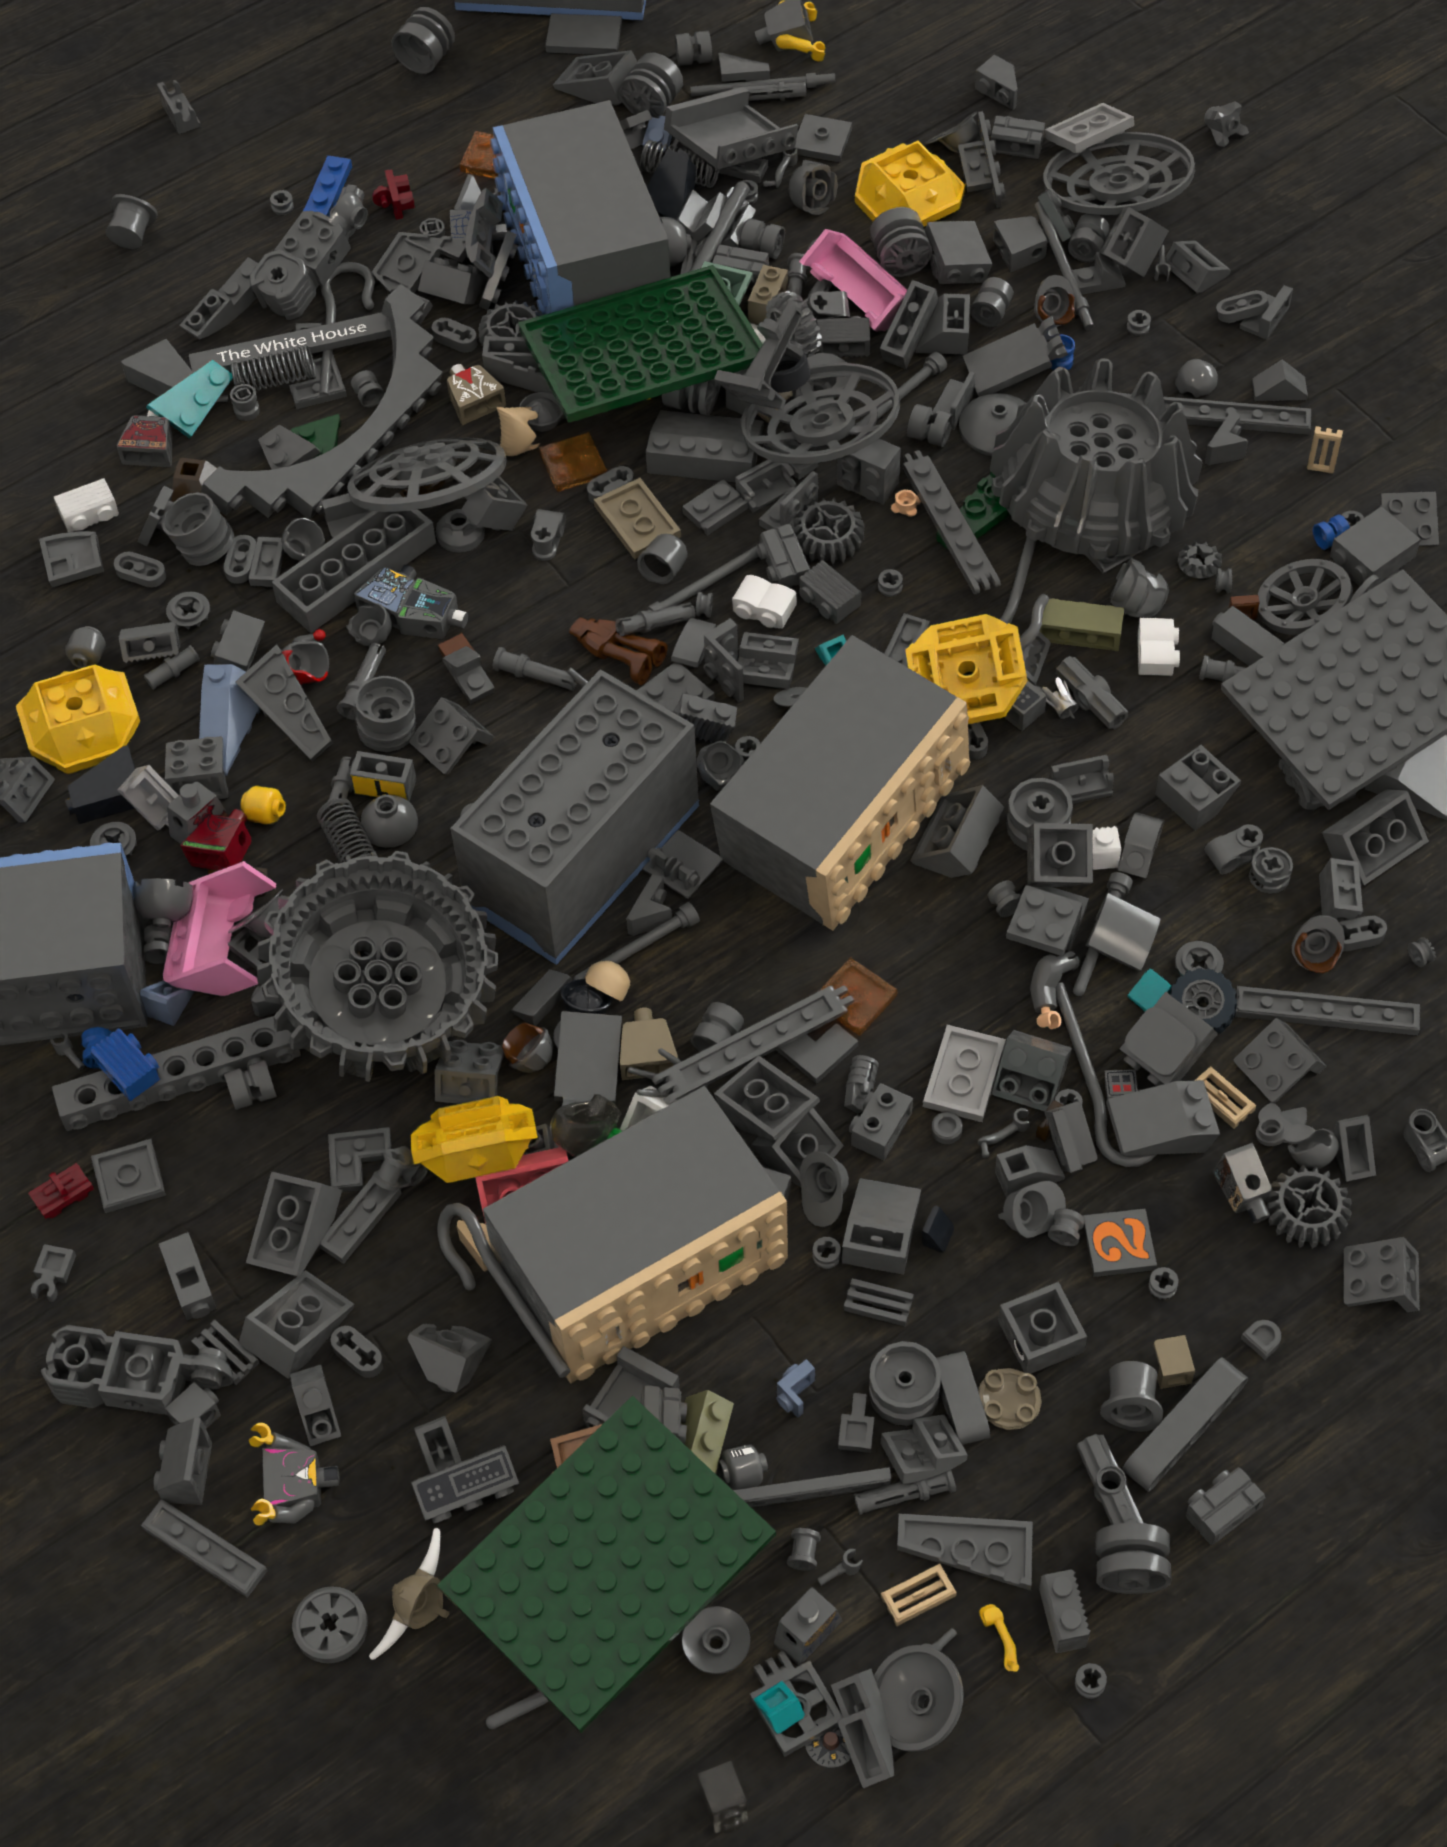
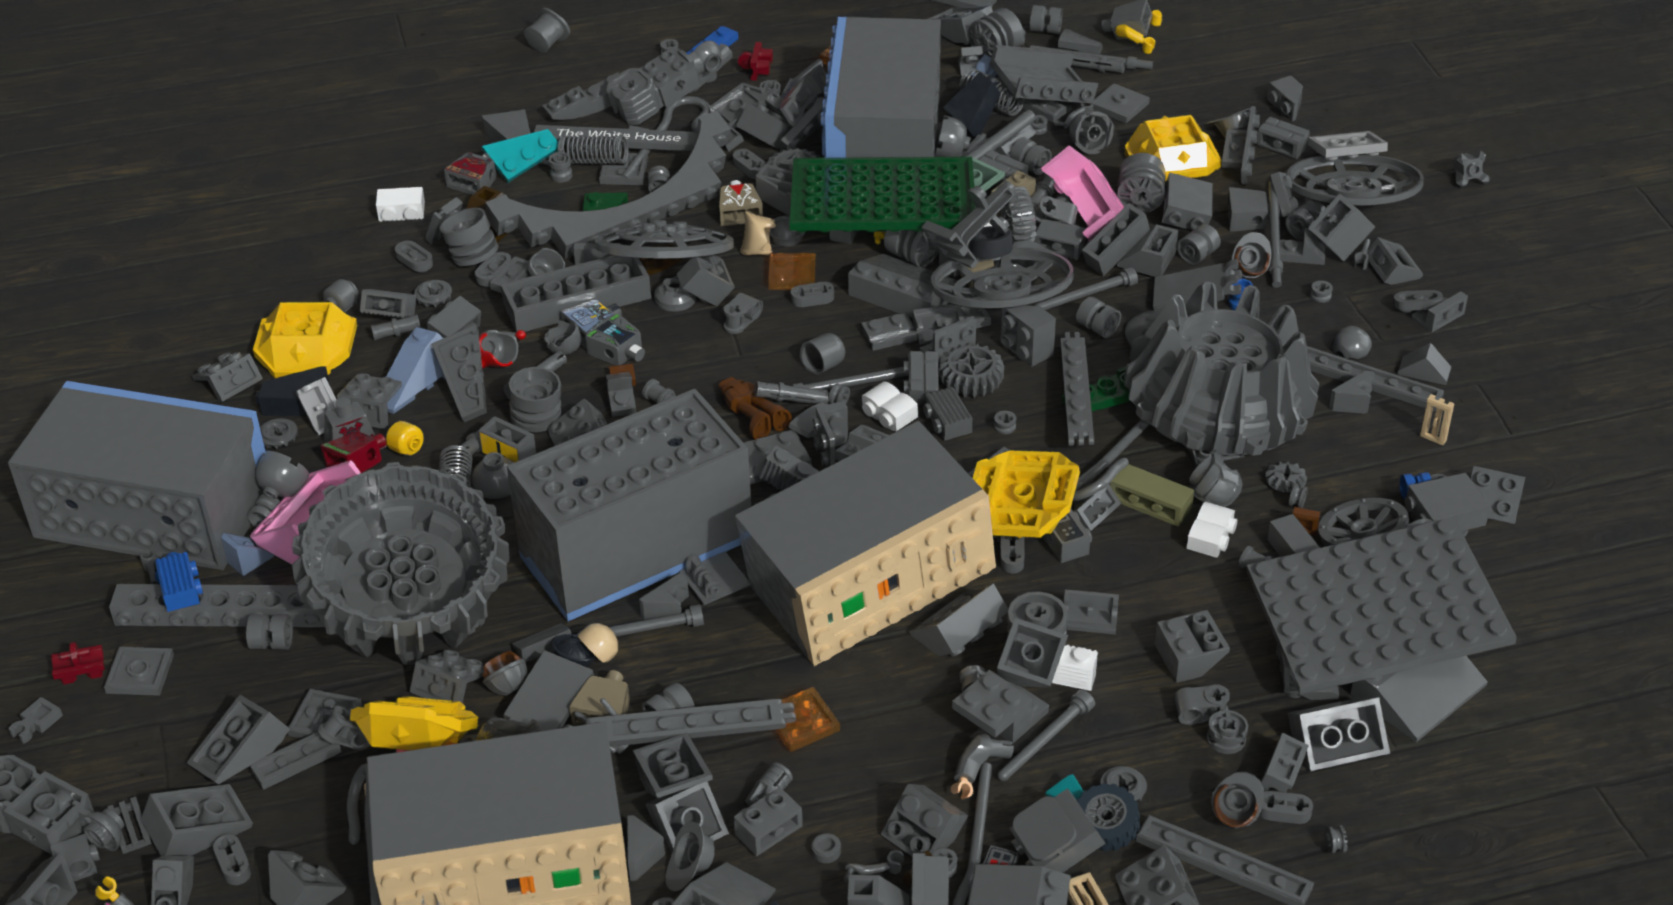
camera: 20 degrees right, 15 degrees down
(71, 556) = (368, 234): dark grey plate -> none
(187, 1276) = (134, 757): dark grey brick -> none
(286, 448) = (572, 200): dark grey wing -> none
(635, 516) = (819, 316): dark tan plate -> none
(699, 215) = (985, 126): panel -> none
(822, 1056) = (747, 757): dark grey tile -> none
(906, 503) = (1049, 368): light nougat plate -> none
(956, 397) = (1134, 304): dark grey panel -> none
(964, 1073) = (861, 808): light grey plate -> none
(1061, 701) = (1106, 553): flat silver piece -> none
(1092, 692) = (1135, 548): dark grey piece -> none
(1123, 932) = (1064, 739): dark grey slope -> none
(1140, 844) = (1116, 670): dark grey brick -> none

